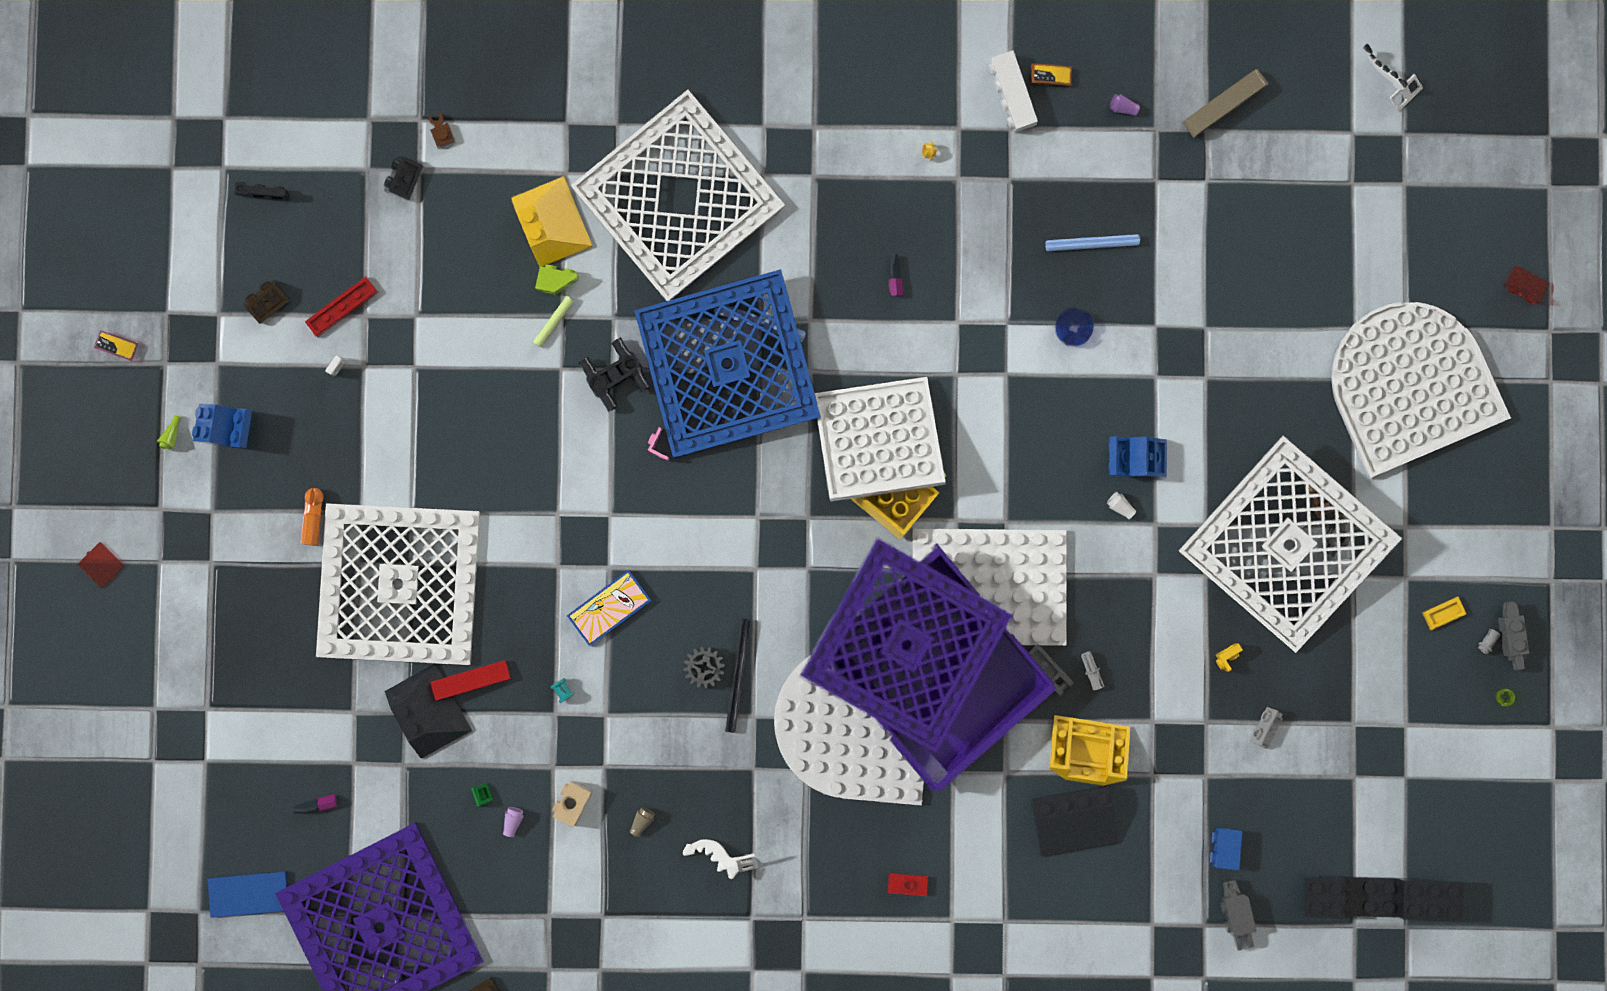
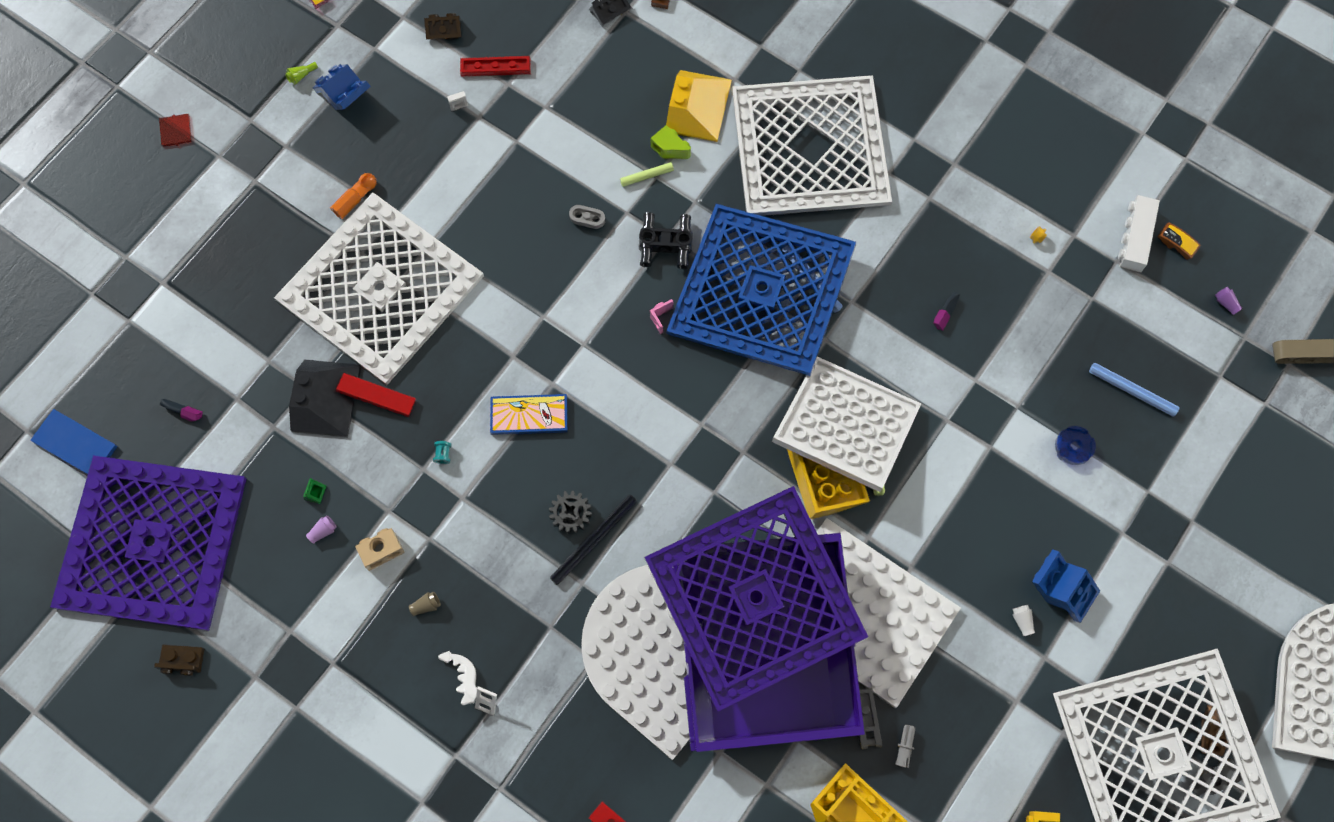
camera: 35 degrees right, 15 degrees down
(530, 396) = (588, 215): none -> light grey plate

